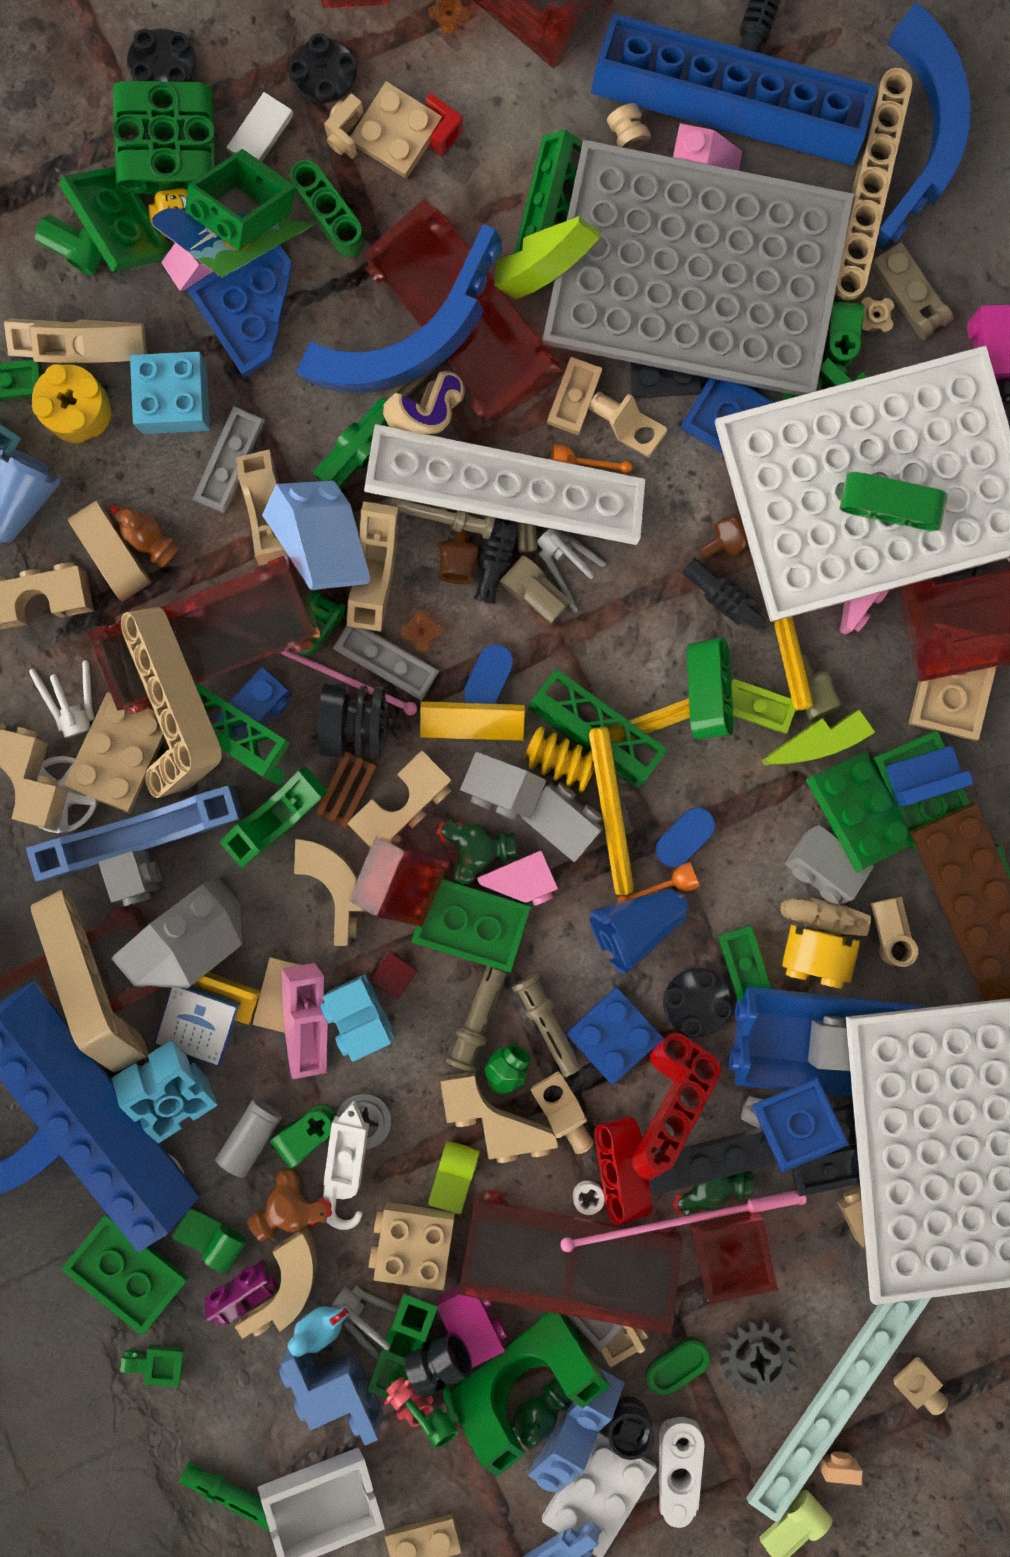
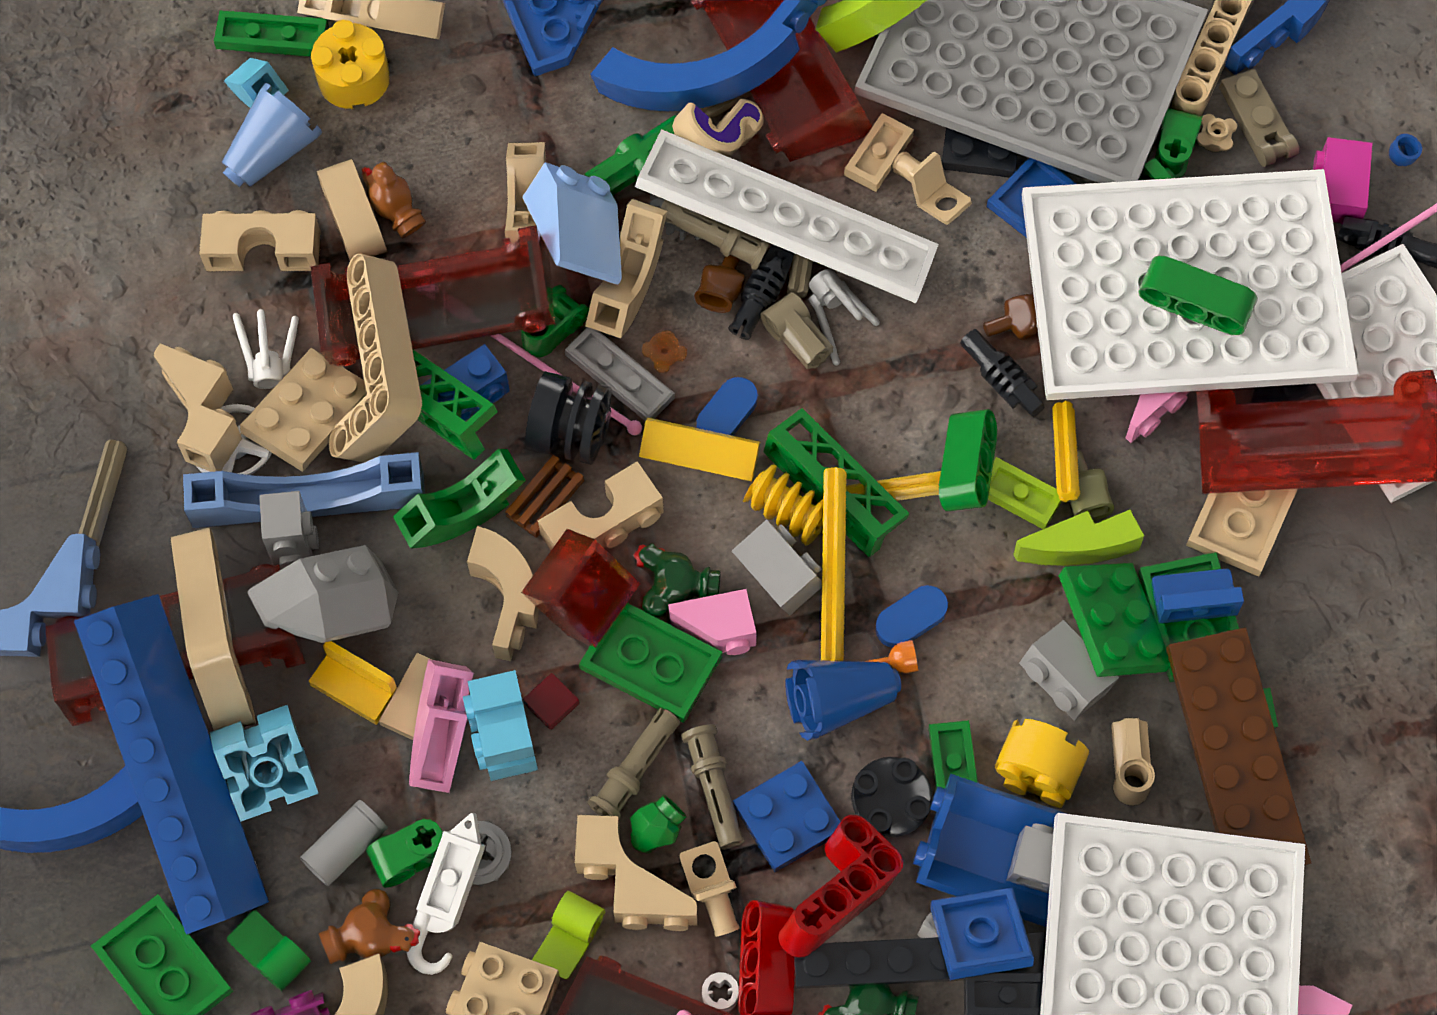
camera: 15 degrees right, 20 degrees down
(170, 392) = (454, 73): medium azure brick -> none
(198, 1023) = (321, 703): white tile -> none
(221, 474) = (488, 161): light grey tile -> none
(503, 785) = (718, 513): light grey brick -> none
(565, 454) = (857, 203): orange hinge -> none
(826, 916) = (1076, 728): tan hinge -> none

